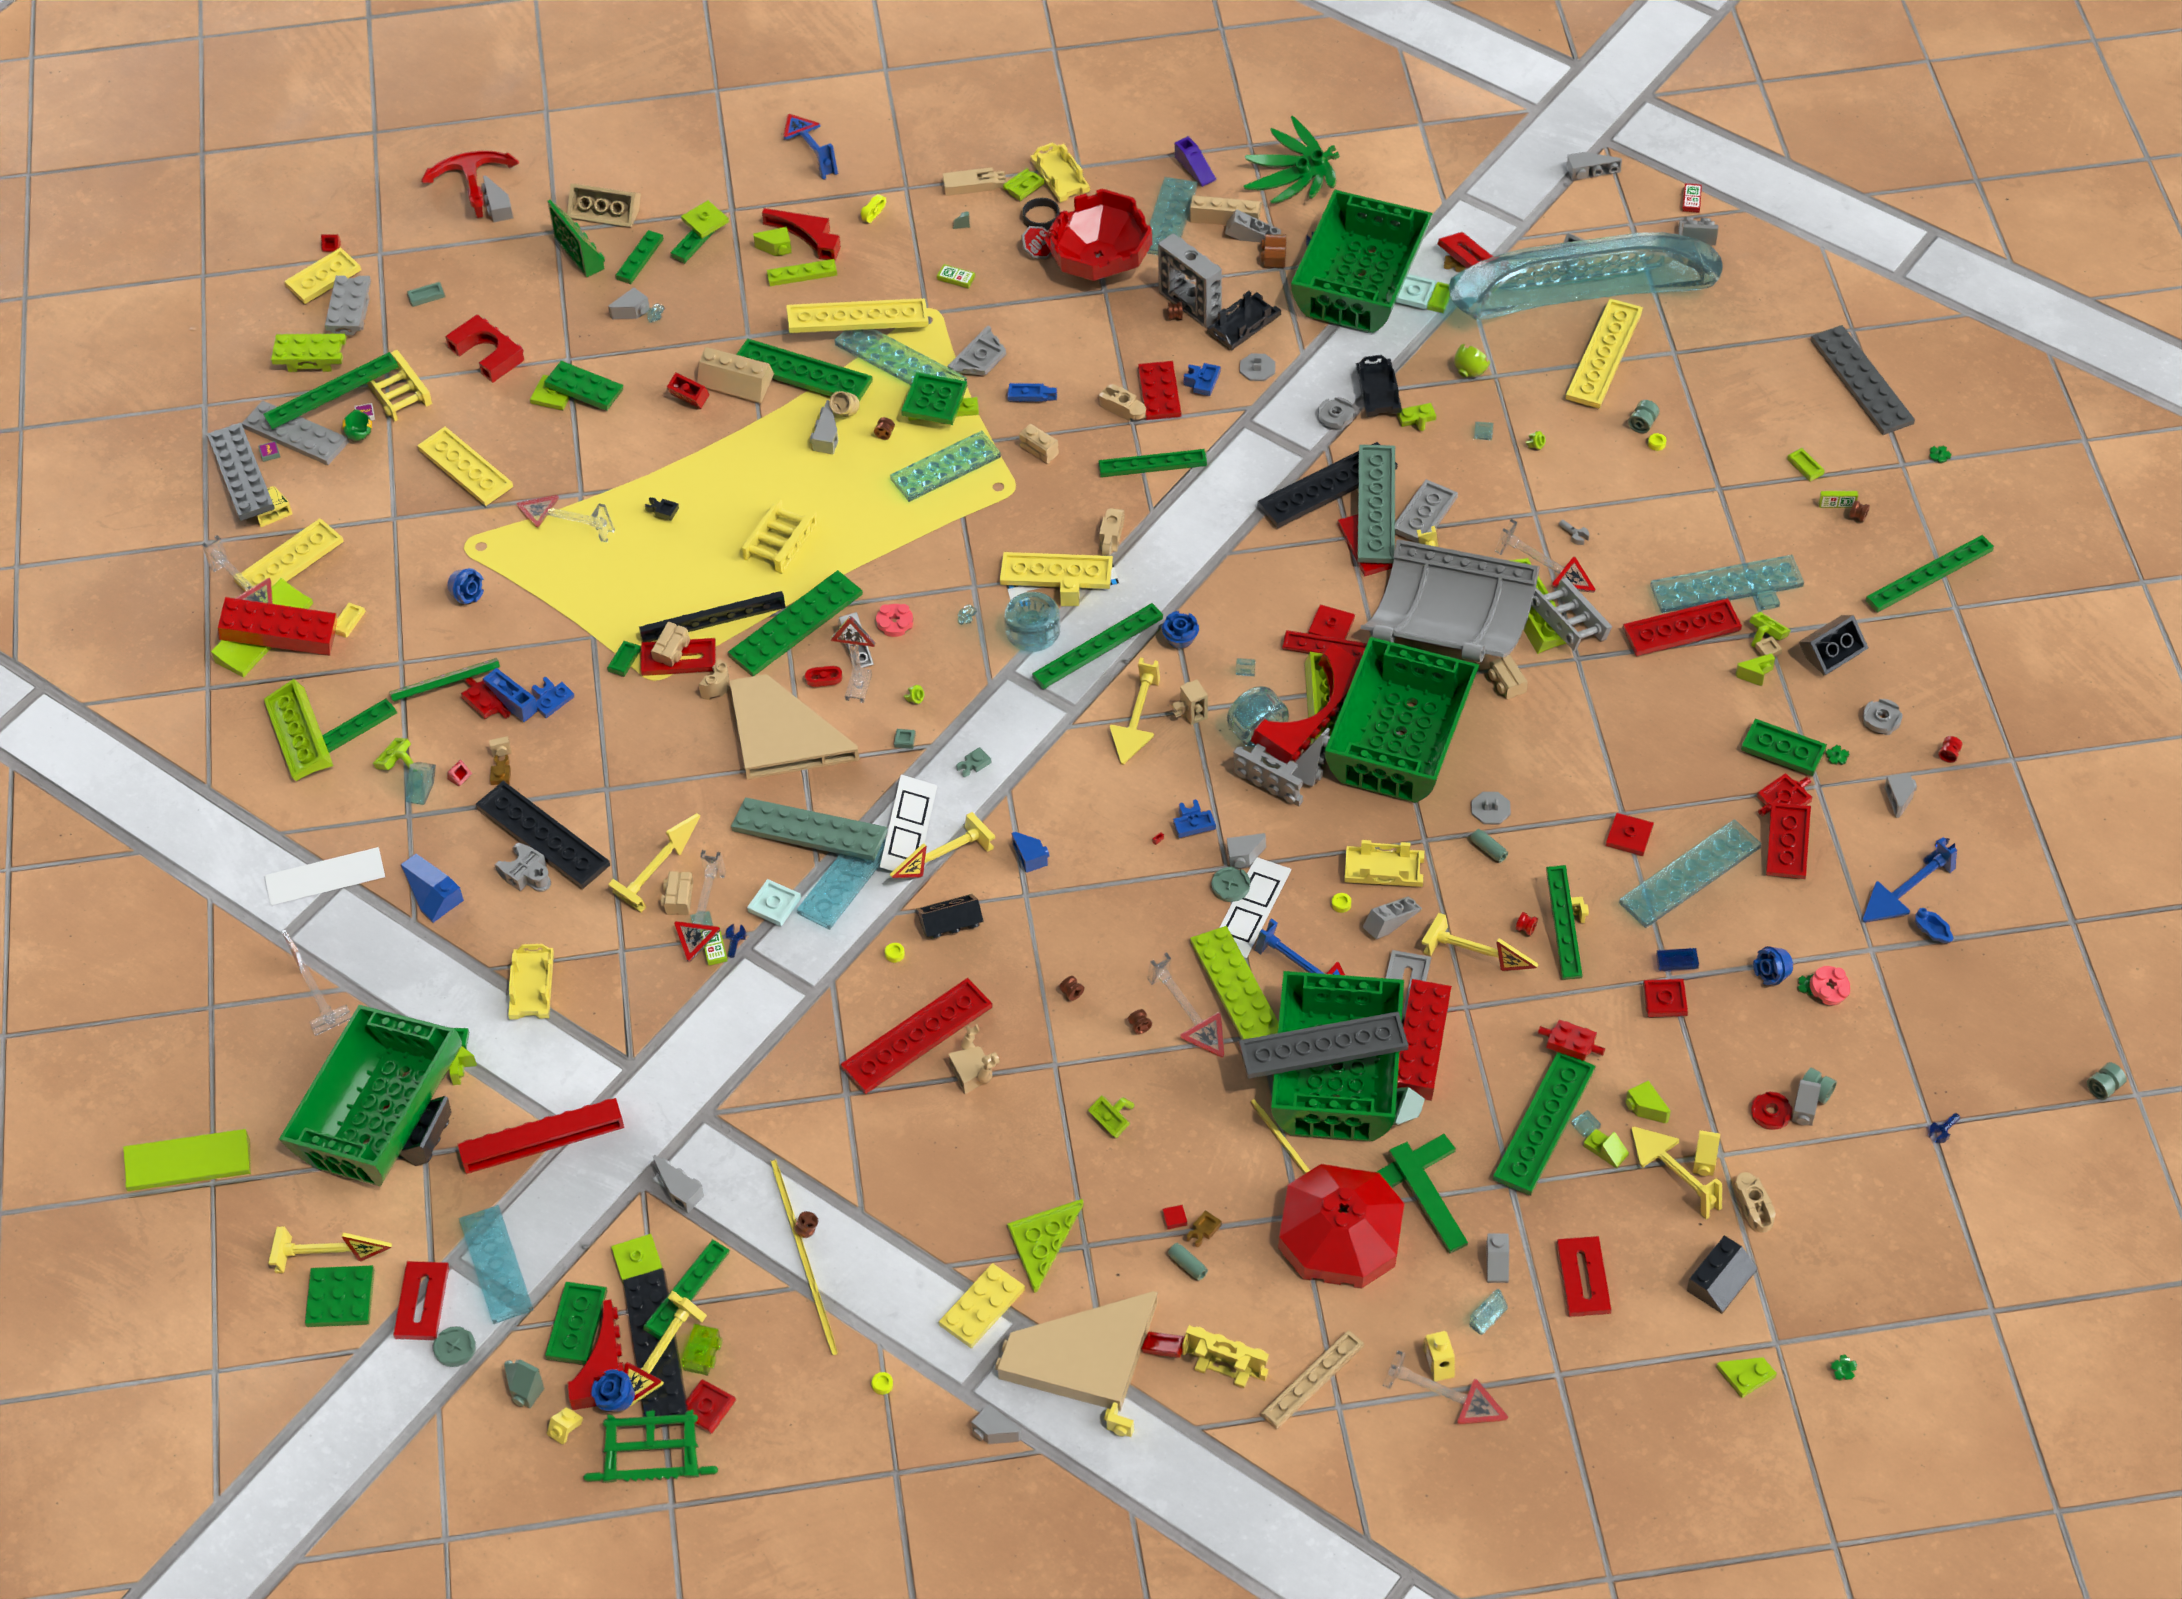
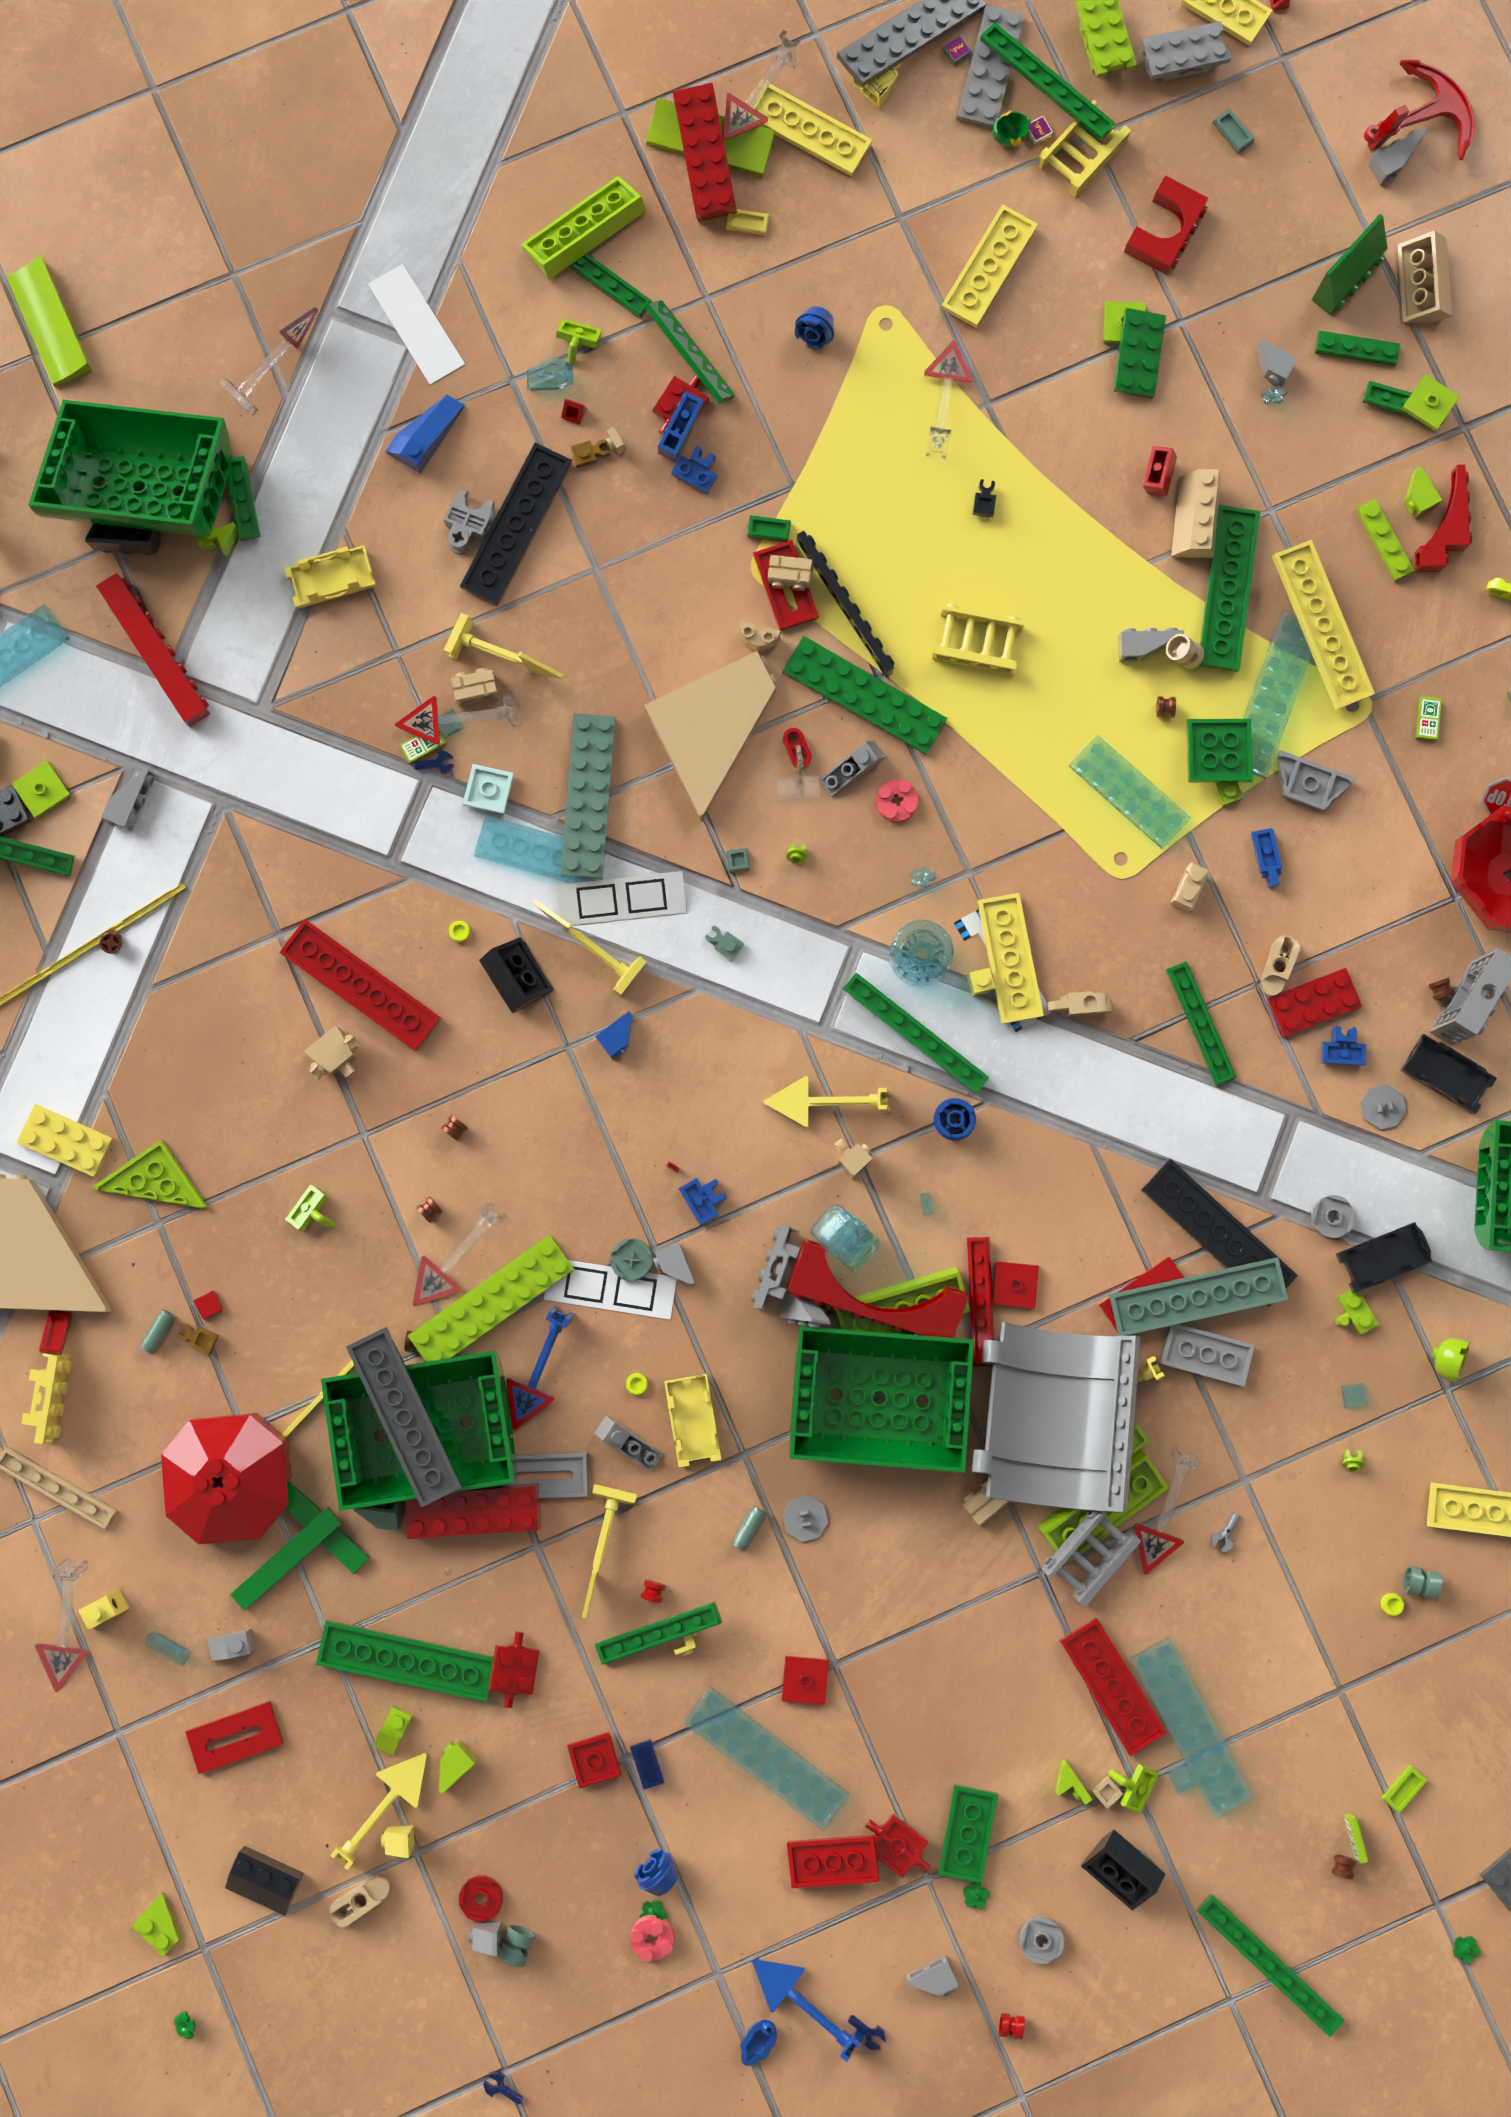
camera: 70 degrees right, 30 degrees up
(1586, 1123) = (417, 1704): clear light blue tile -> none

